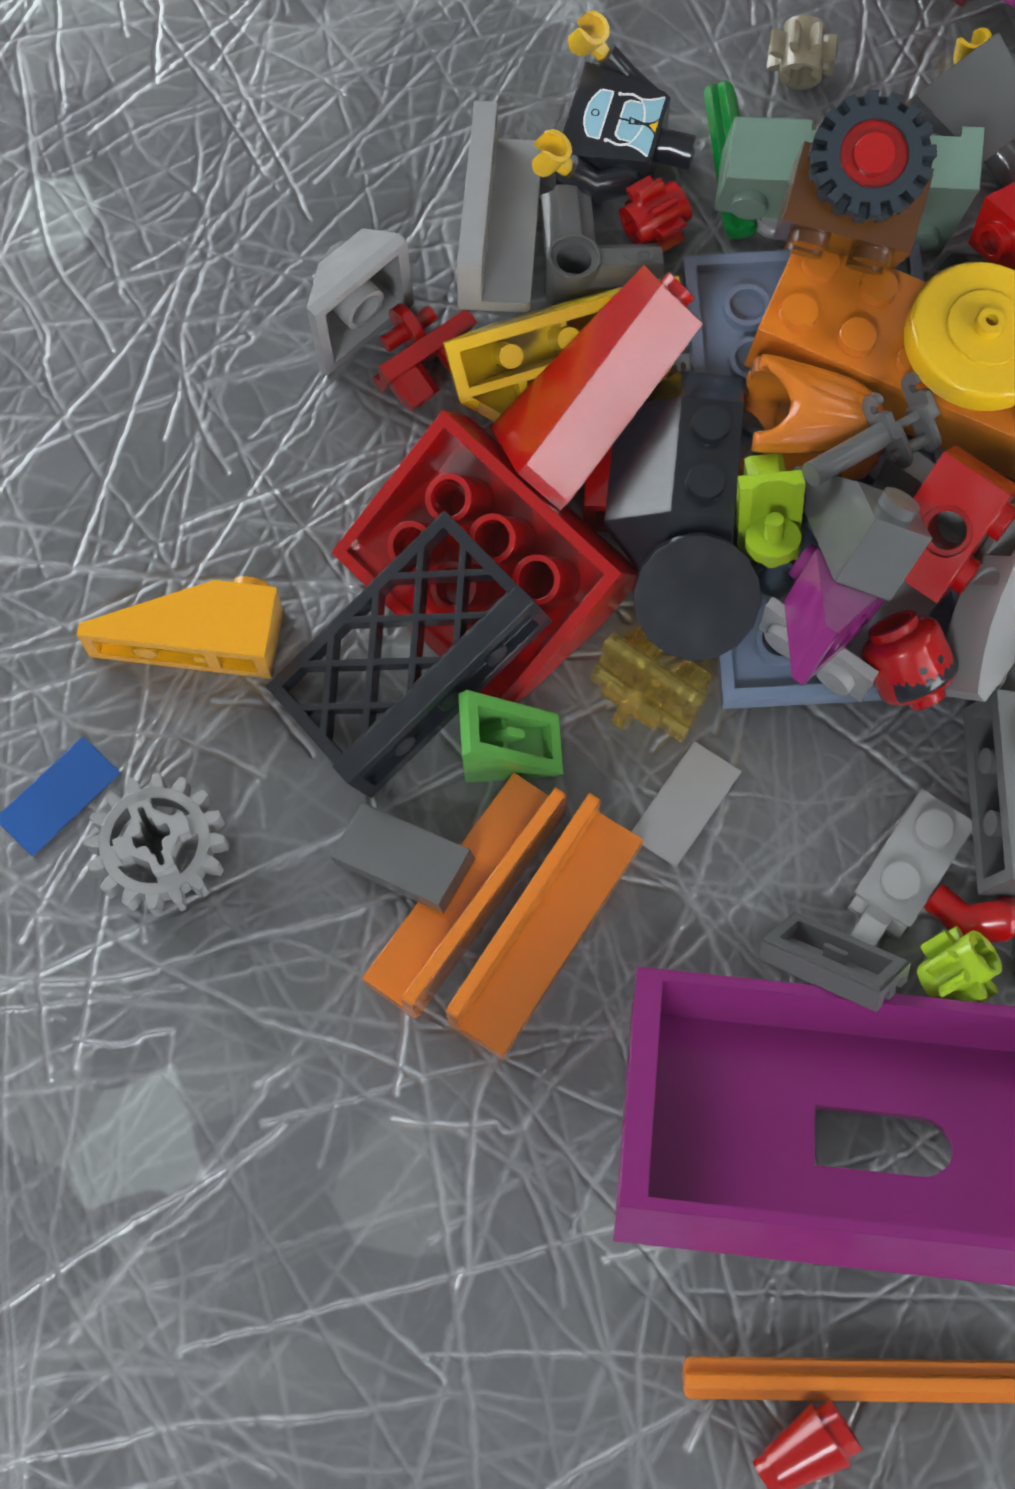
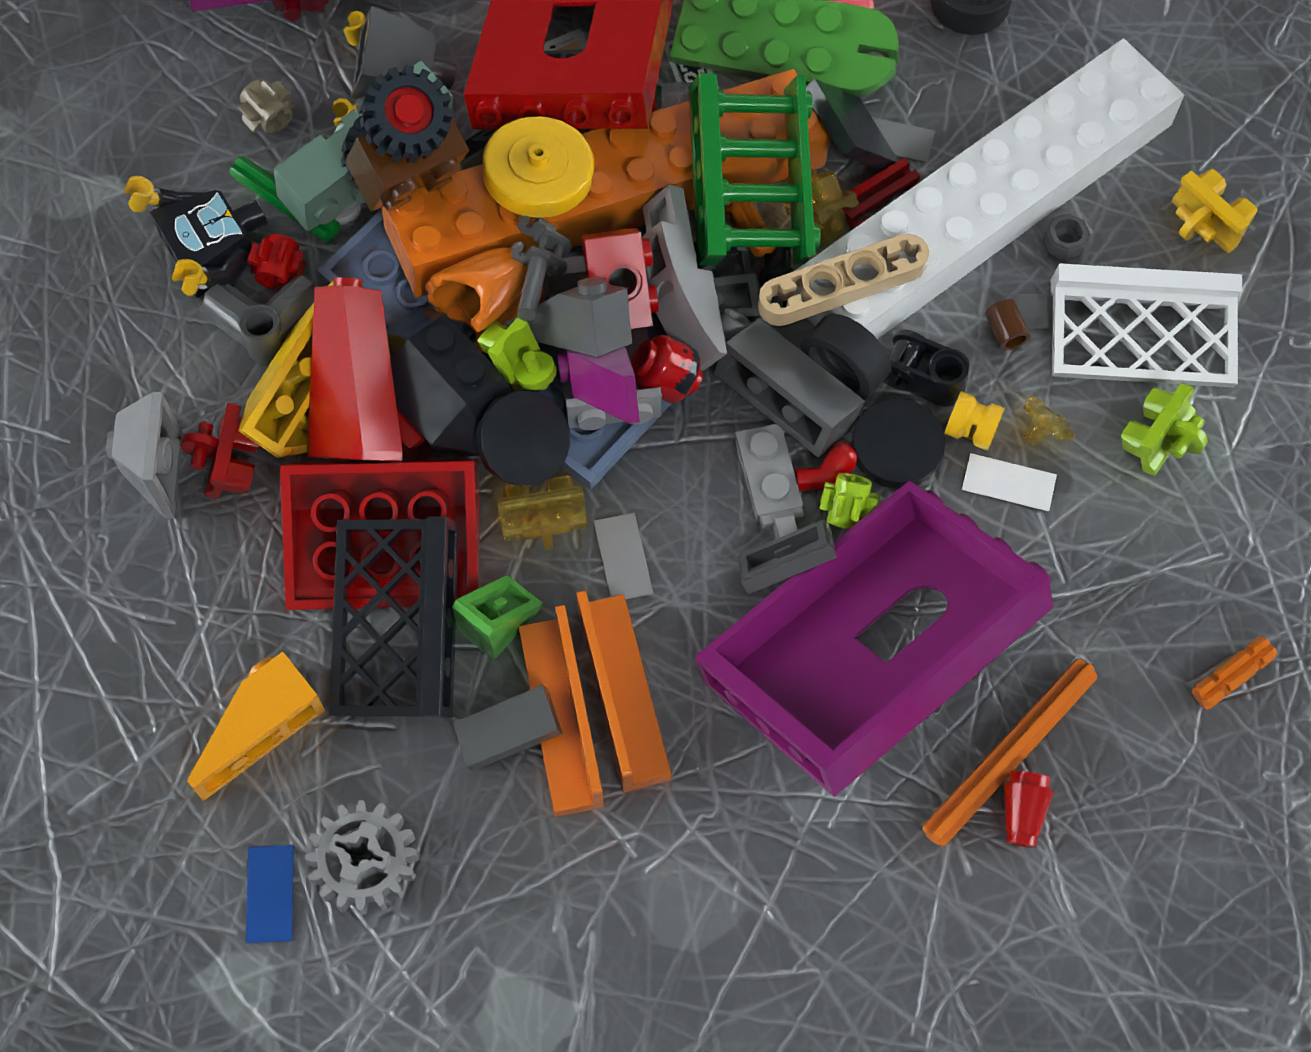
camera: 50 degrees left, 5 degrees down
(497, 219) = (188, 339): light grey panel -> none

